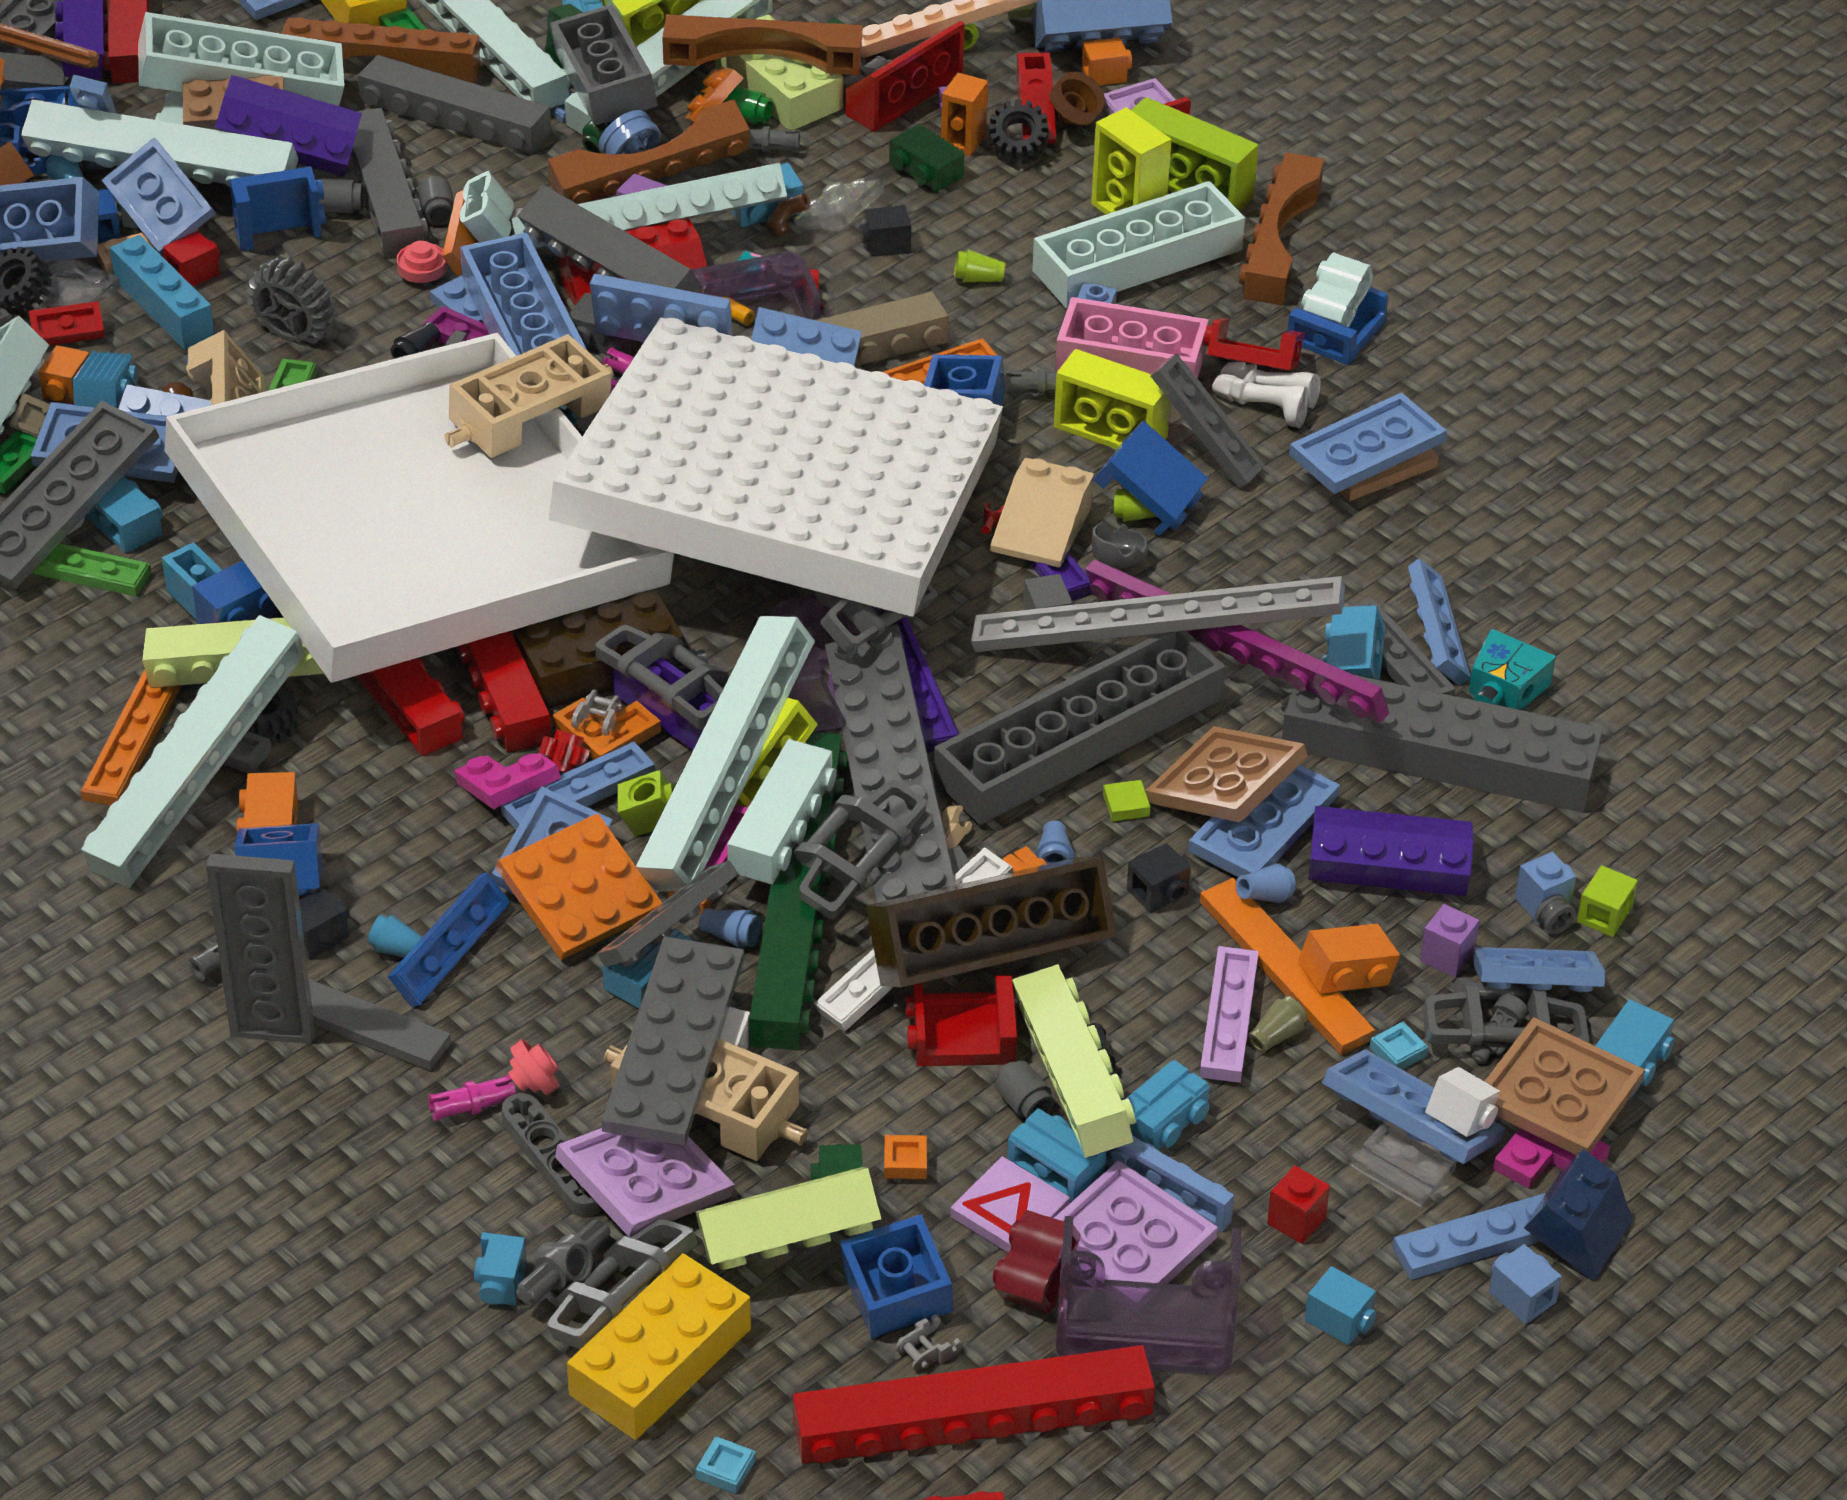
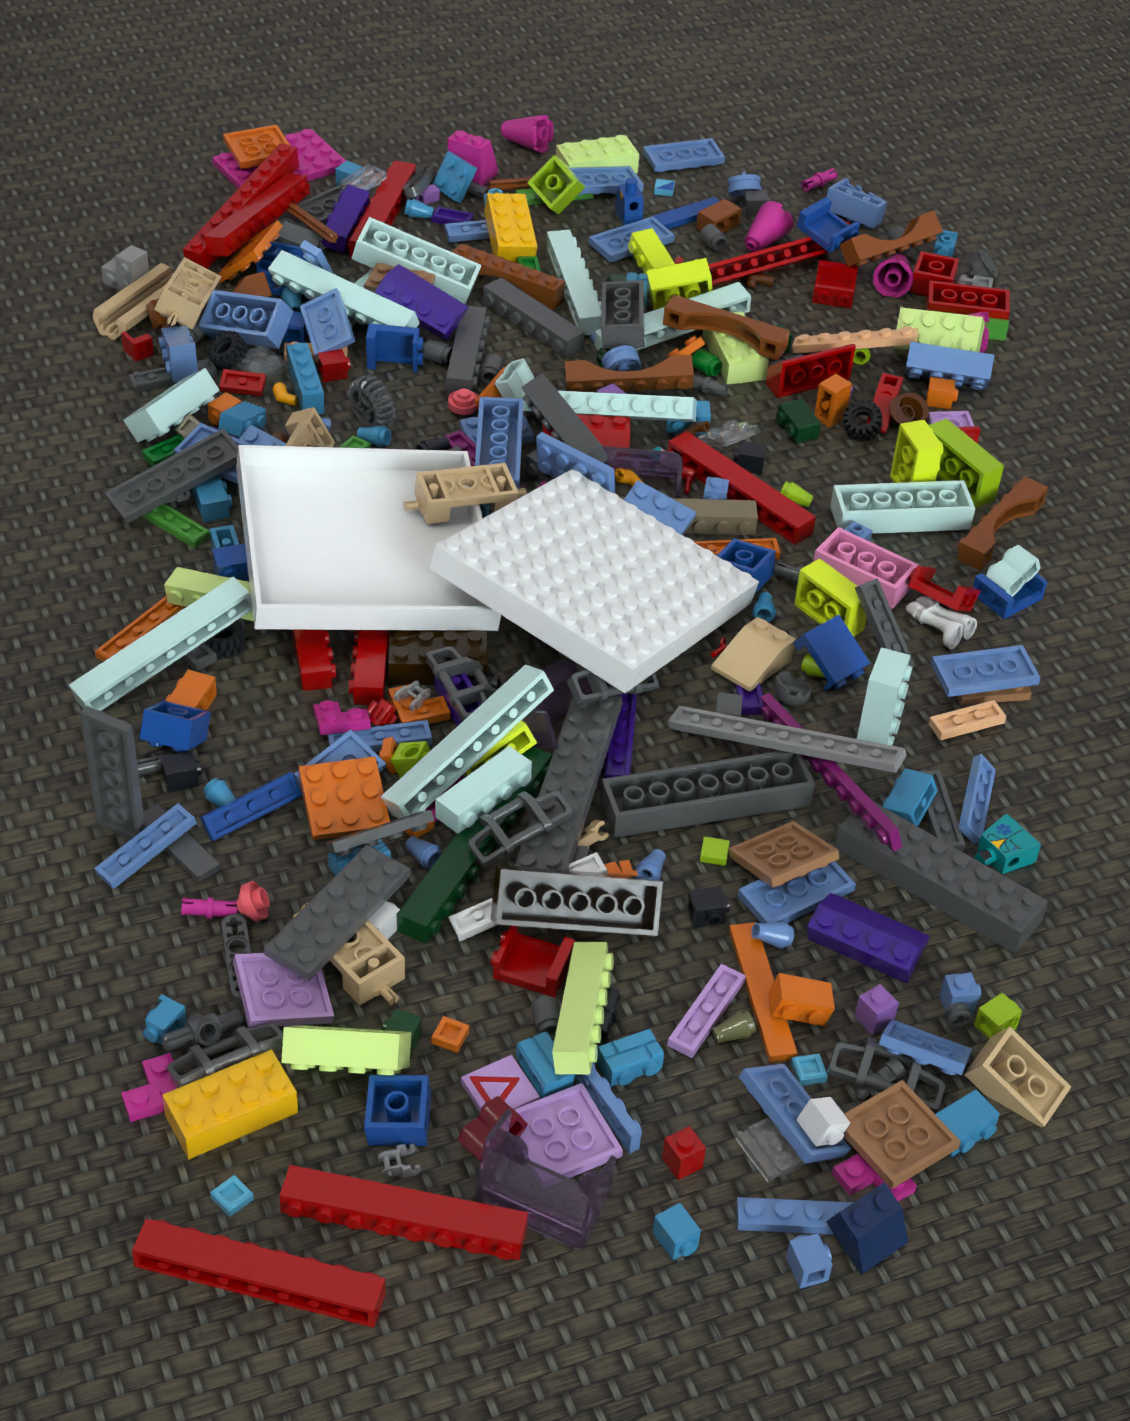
camera: 20 degrees right, 0 degrees up
(137, 327) = (281, 394): none -> light orange arm
(319, 348) = (375, 435): none -> dark azure cone
(331, 1041) = (145, 846): none -> medium blue plate
(542, 1369) = (148, 1098): none -> dark pink plate
(607, 804) = (388, 749): none -> orange plate
(865, 290) = (716, 488): none -> medium blue brick
(893, 275) = (772, 507): none -> red brick
(1019, 442) = (764, 607): none -> dark azure cone
(1267, 517) = (884, 697): none -> light aqua brick
(1372, 519) = (967, 720): none -> light nougat plate
(1668, 967) = (1018, 1077): none -> tan slope

